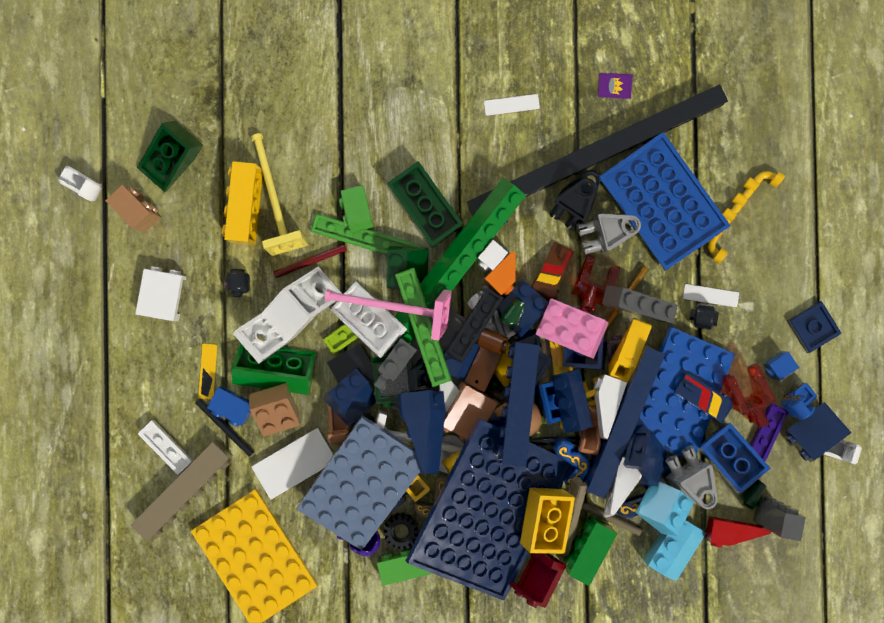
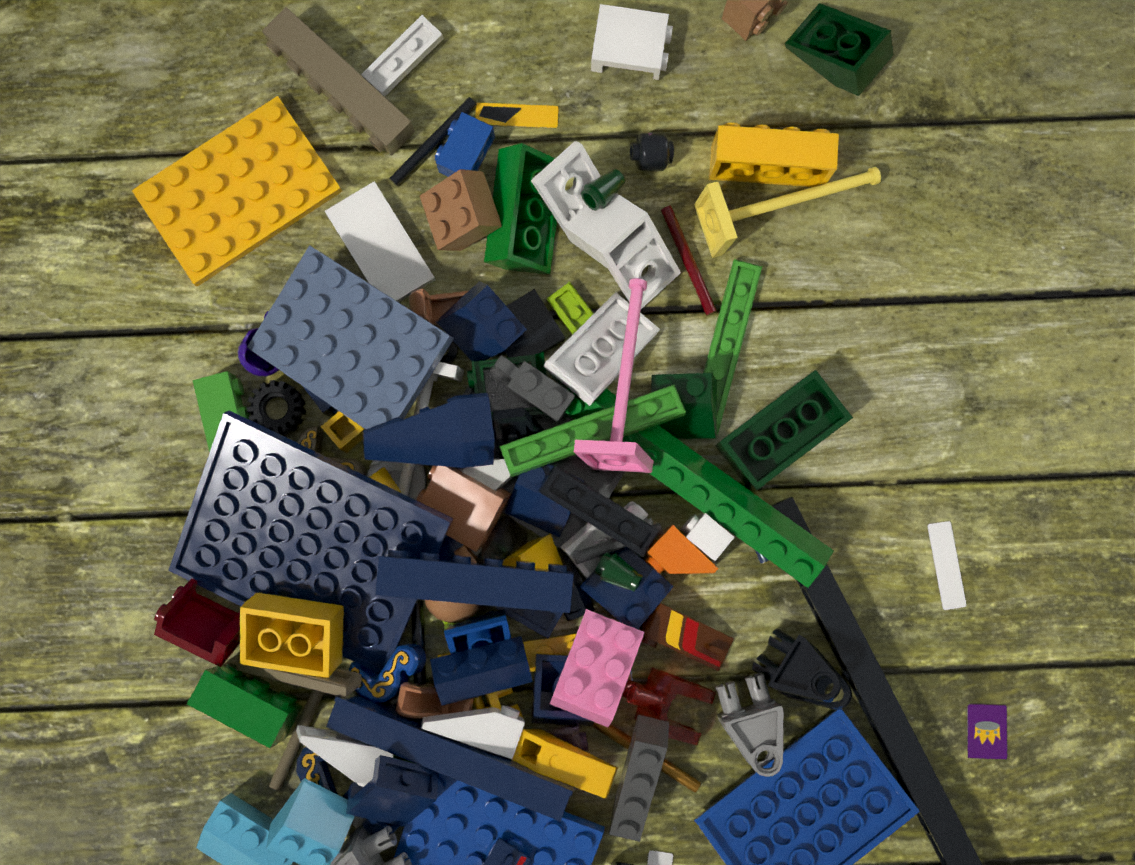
camera: 90 degrees right, 5 degrees down
(264, 316) = (602, 190): none -> dark green cone
(356, 209) = (772, 326): bright green brick -> none
(487, 359) = (545, 533): reddish brown door -> none

